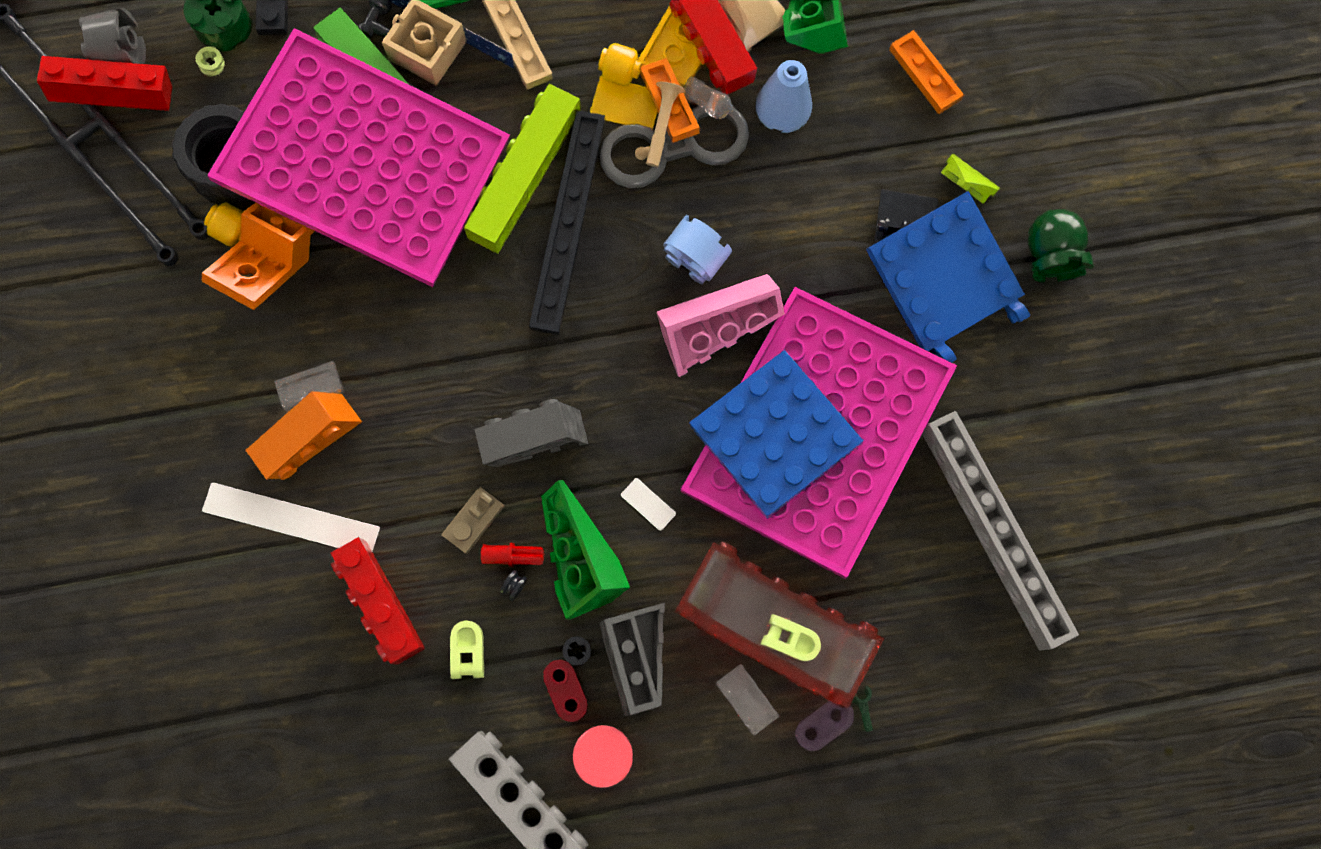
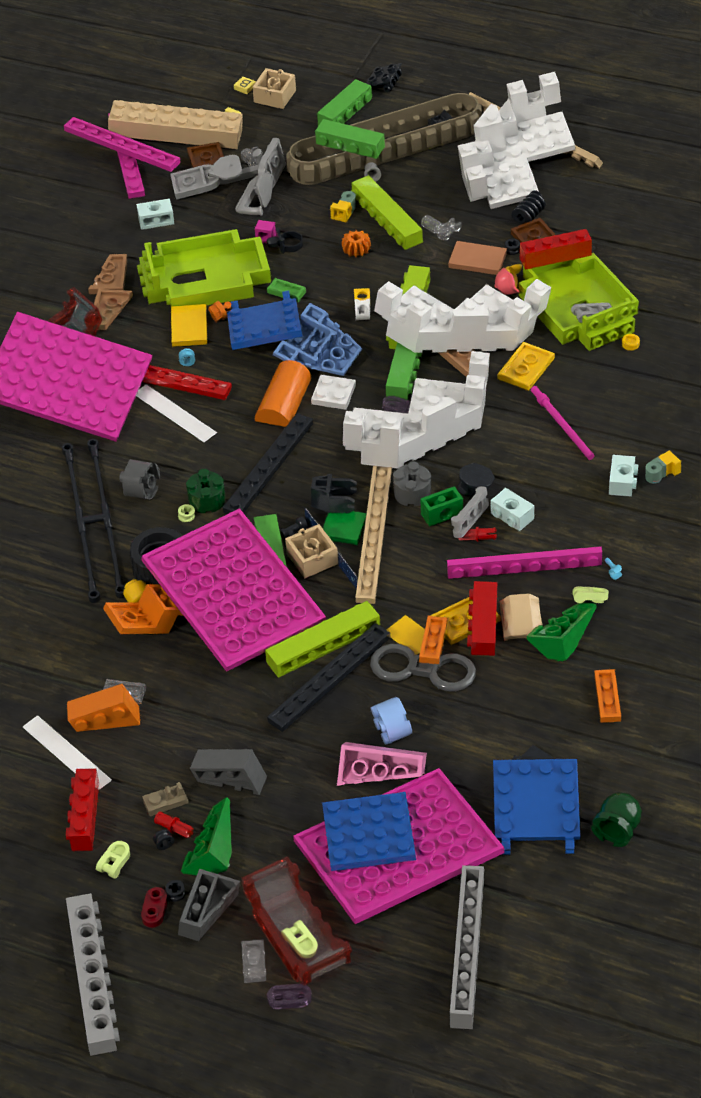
camera: 40 degrees right, 30 degrees down
(105, 83) = (122, 497): red brick -> none
(602, 756) = (151, 946): coral head -> none
(619, 64) = (417, 610): yellow head -> none
(648, 504) = (271, 841): white sticker -> none
(654, 151) = (431, 632): tan piece -> none
(710, 100) = (458, 650): clear piece -> none
(785, 98) = (506, 668): light blue cone -> none
(863, 706) = (321, 999): clear green hand -> none
(969, 179) = (590, 760): lime slope -> none

